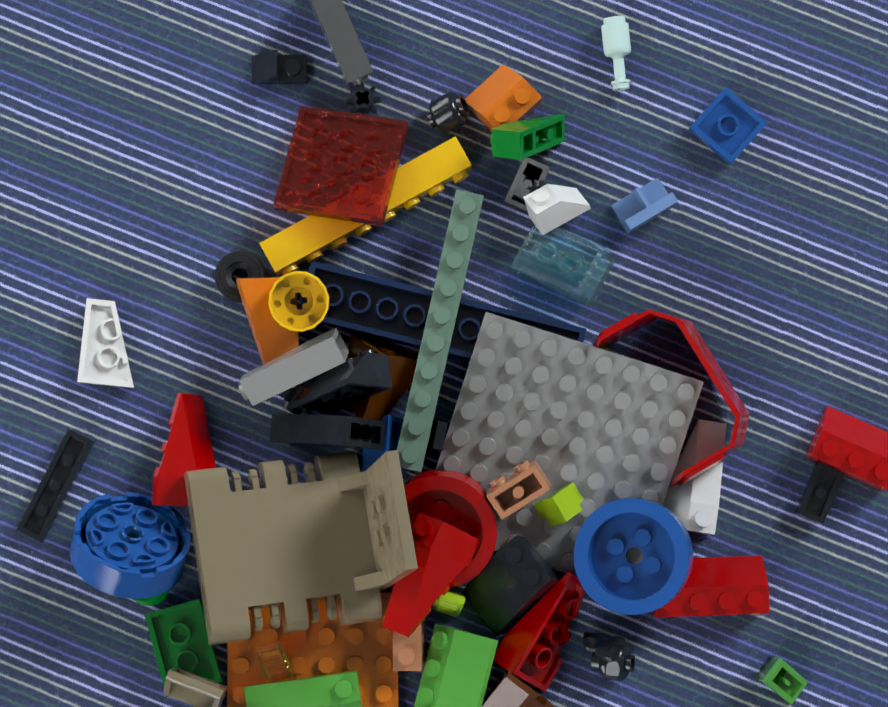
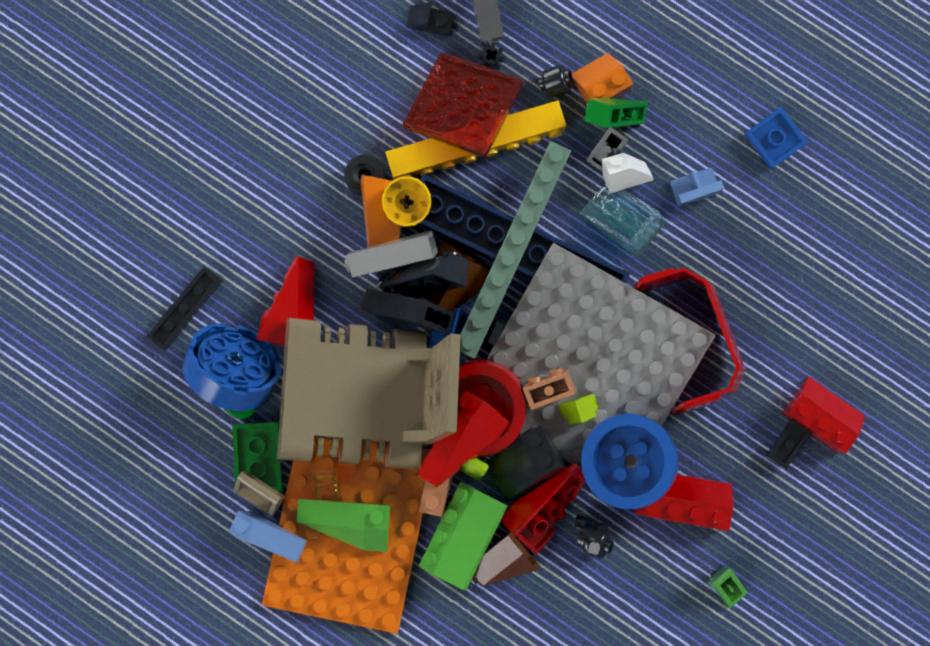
camera: 15 degrees right, 0 degrees up
(102, 347) = (244, 210): white wing -> none
(617, 45) = (700, 56): light aqua piece -> none
(698, 500) = (691, 428): white wedge -> none

